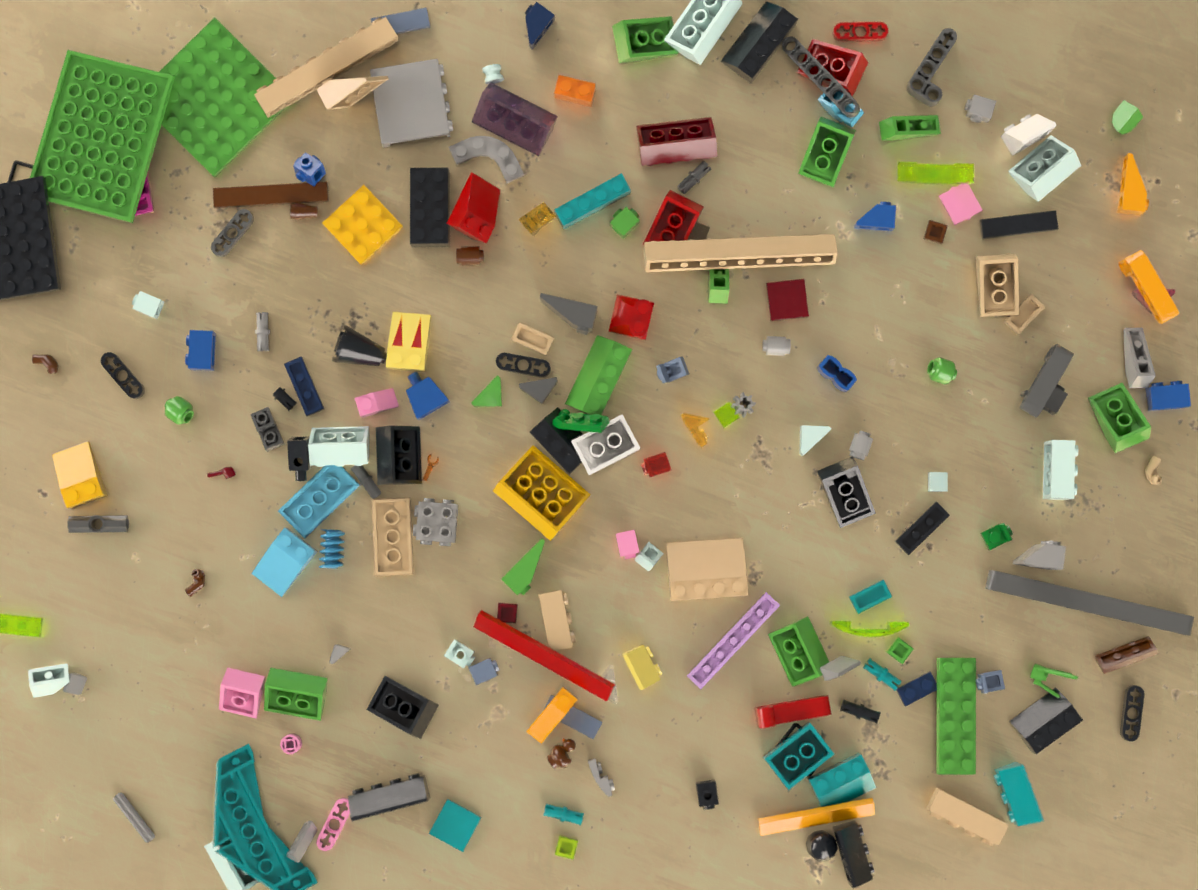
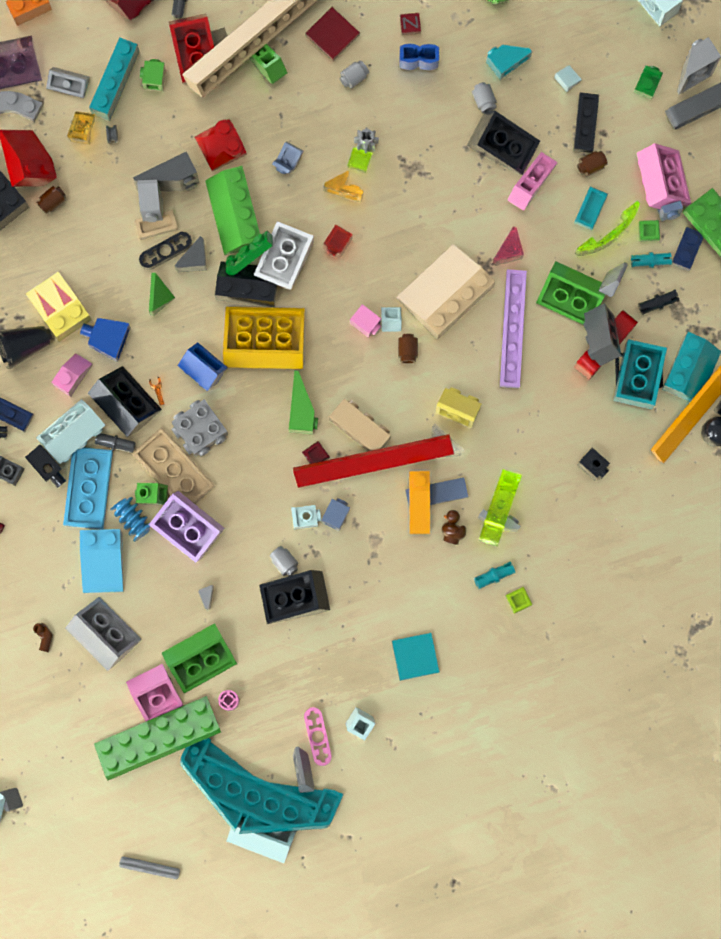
camera: 40 degrees left, 5 degrees down
(216, 728) = (157, 738): none -> bright green plate
(240, 617) = (103, 633): none -> light grey slope
(360, 542) = (151, 493): none -> bright green brick
(365, 590) = (186, 526): none -> lavender brick
(372, 842) = (360, 723): none -> light aqua brick
(388, 797) = (343, 677): slope -> none
(417, 674) = (284, 561): none -> light grey brick
(476, 477) = (202, 366): none -> piece
(540, 320) = (150, 200): none -> light grey slope
(556, 173) = (67, 82): none -> light grey slope
(556, 242) = (112, 134): none -> dark grey bush
(609, 768) = (499, 508): none -> clear neon green slope
(641, 590) = (407, 348): none -> reddish brown brick
(782, 578) = (510, 250): none -> clear pink slope
(793, 704) = (602, 335): none -> dark grey brick
(810, 436) = (439, 121): light aqua slope -> none
(843, 539) = (532, 181): none -> bright pink slope
(853, 340) = (410, 24): none -> dark red tile
(900, 563) = (592, 163): none -> reddish brown brick
(902, 429) = (506, 59): none -> teal slope
(928, 647) = (670, 211): none -> sand blue bracket
(944, 620) = (663, 176): none -> bright pink slope

